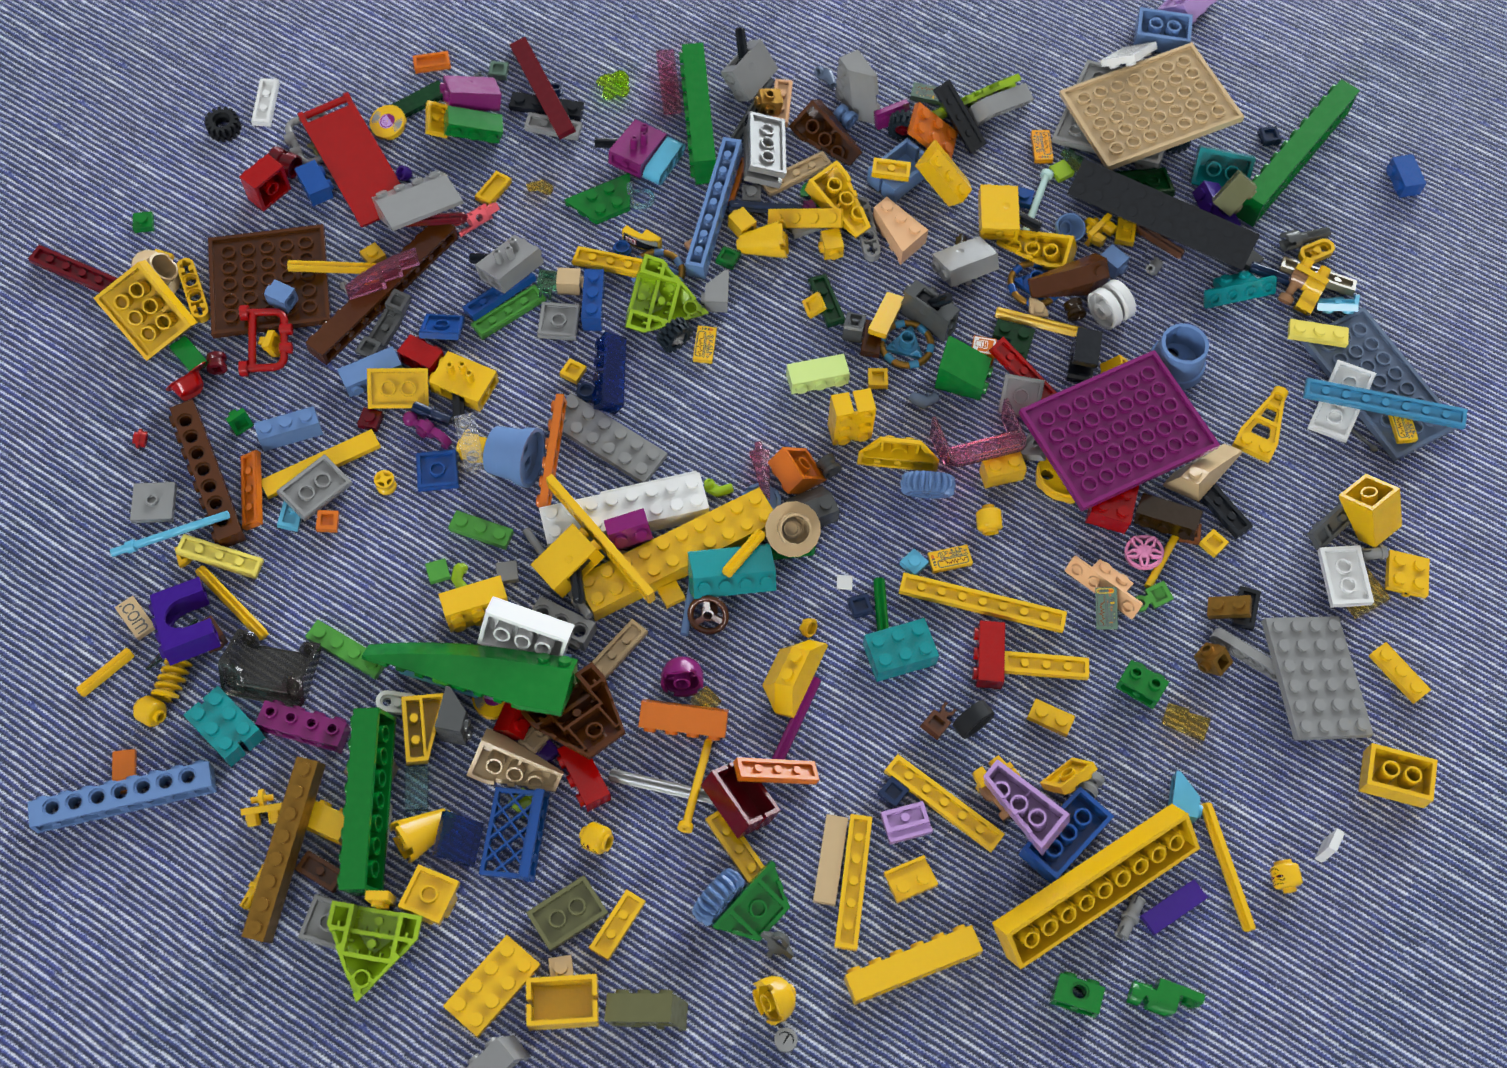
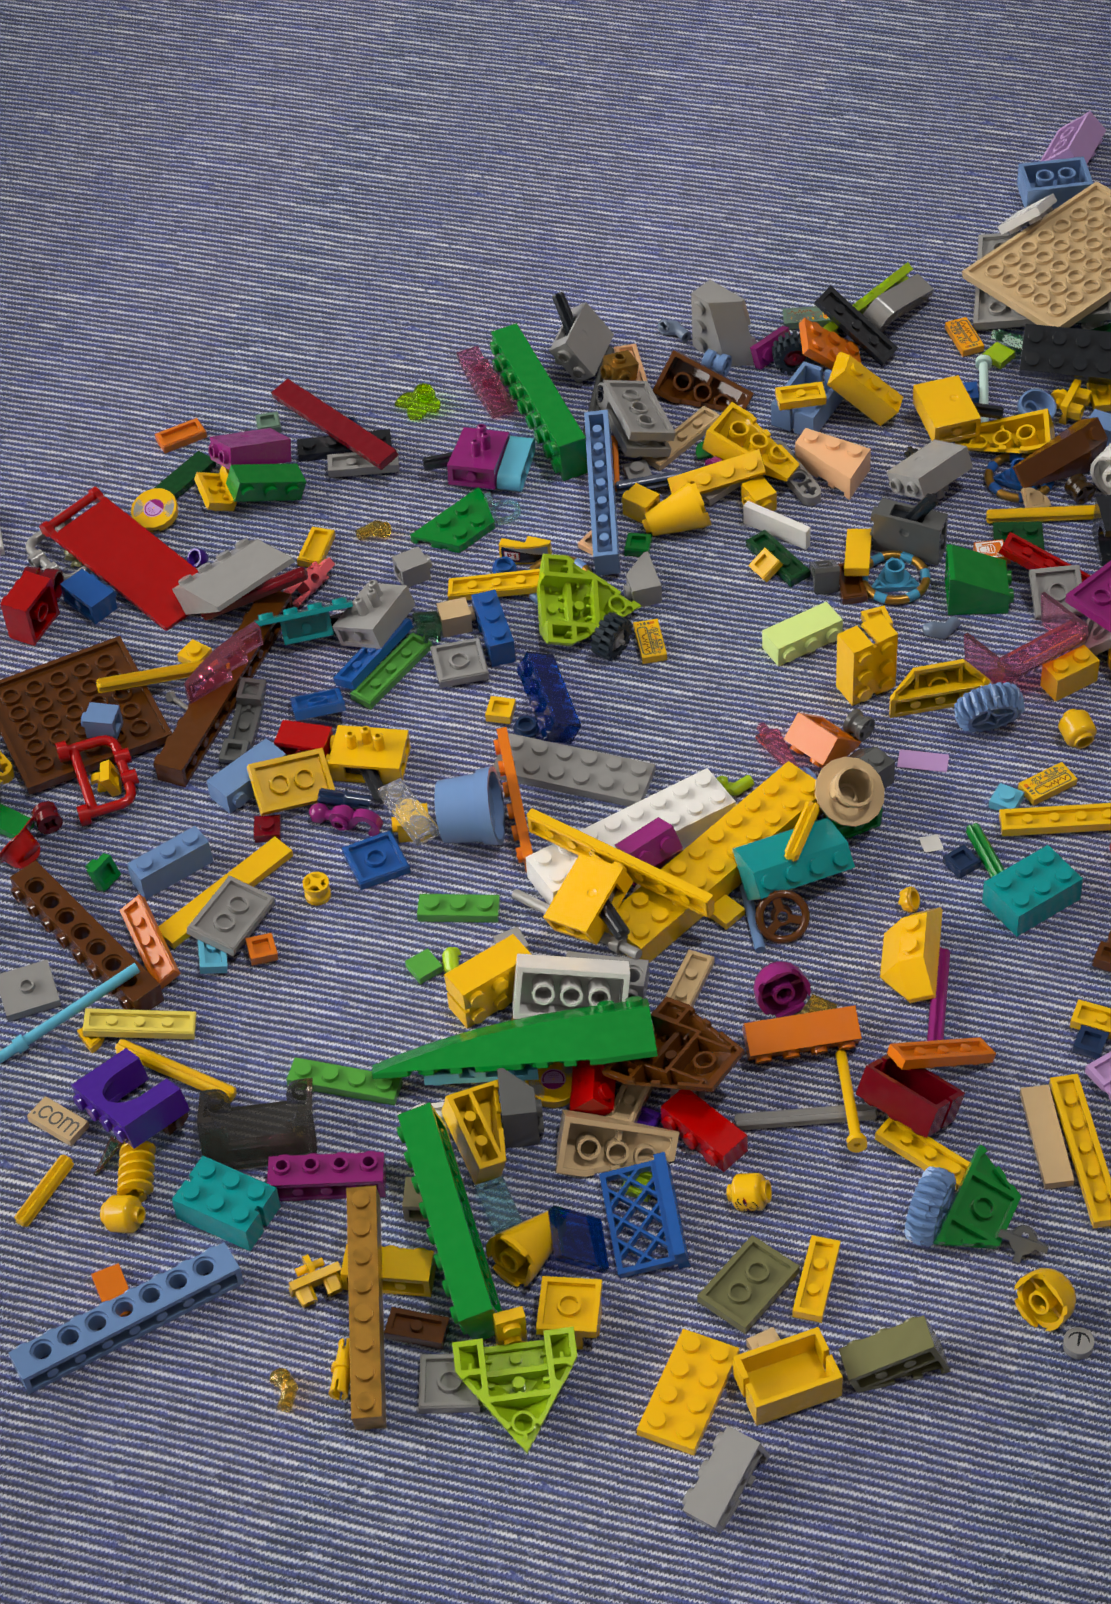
camera: 10 degrees left, 15 degrees down
(213, 887) = (284, 1380): none -> clear yellow arm
(456, 256) = (307, 623): none -> teal bracket
(554, 228) = (412, 567): none -> light grey brick
(835, 272) = (776, 525): none -> white tile
(866, 509) = (923, 760): none -> lavender sticker

